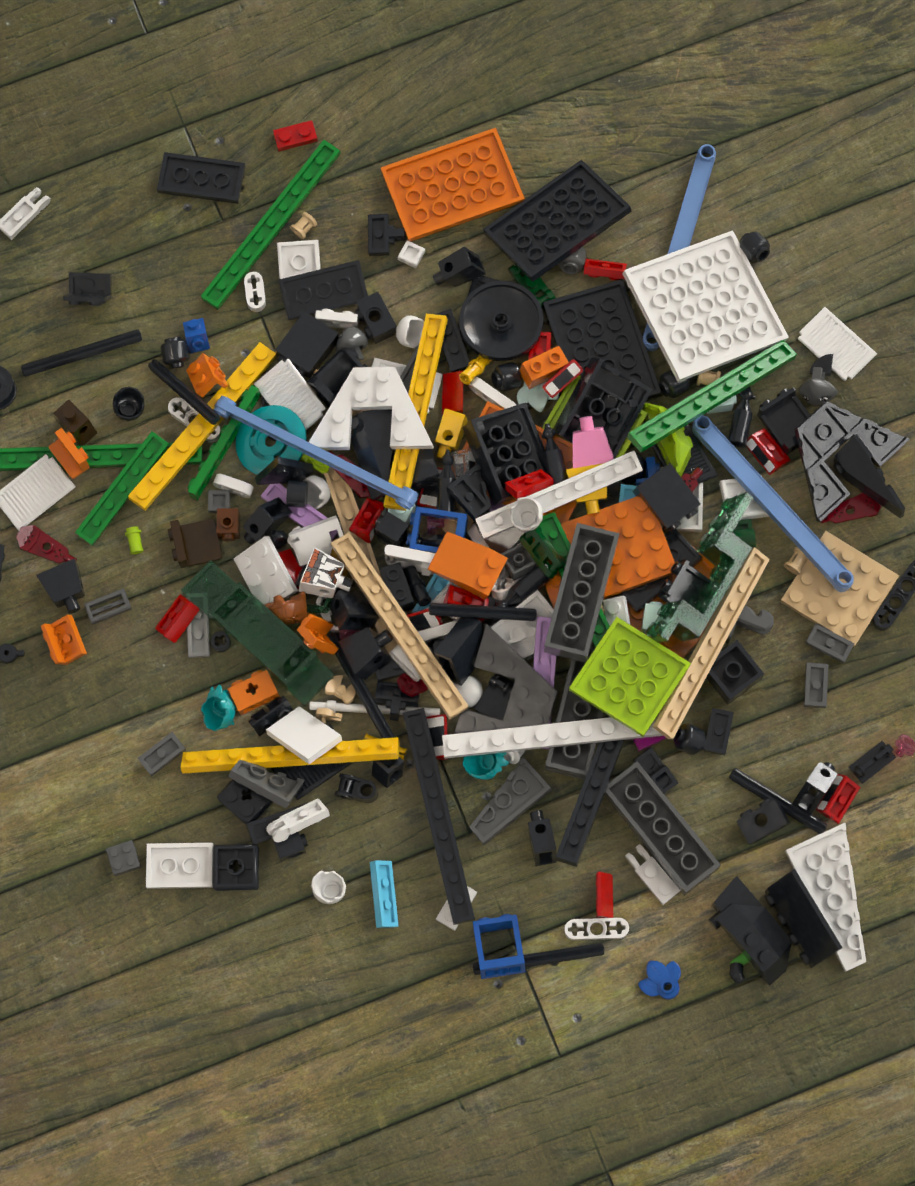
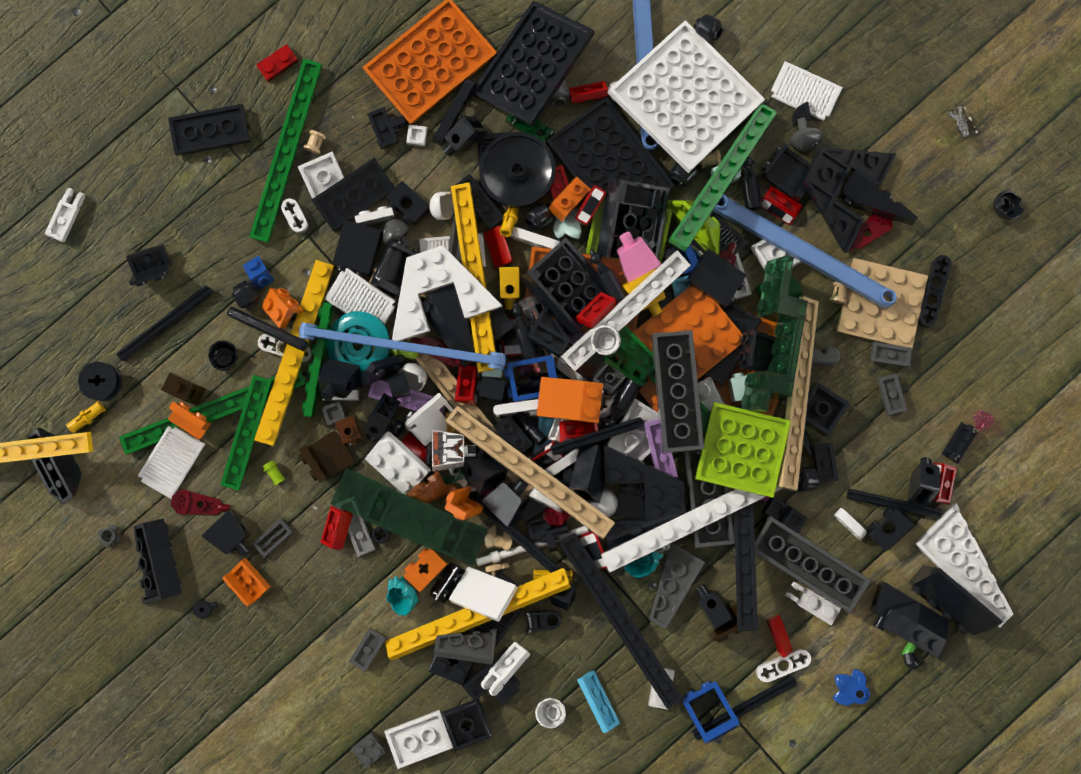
camera: 25 degrees left, 10 degrees up
(237, 466) = (338, 379): none -> black torso
(462, 239) = (454, 111): none -> black beam
(541, 866) = (721, 633): none -> dark brown bracket
(703, 701) = (806, 443): none -> black pin
(722, 804) = (850, 523): none -> white beam

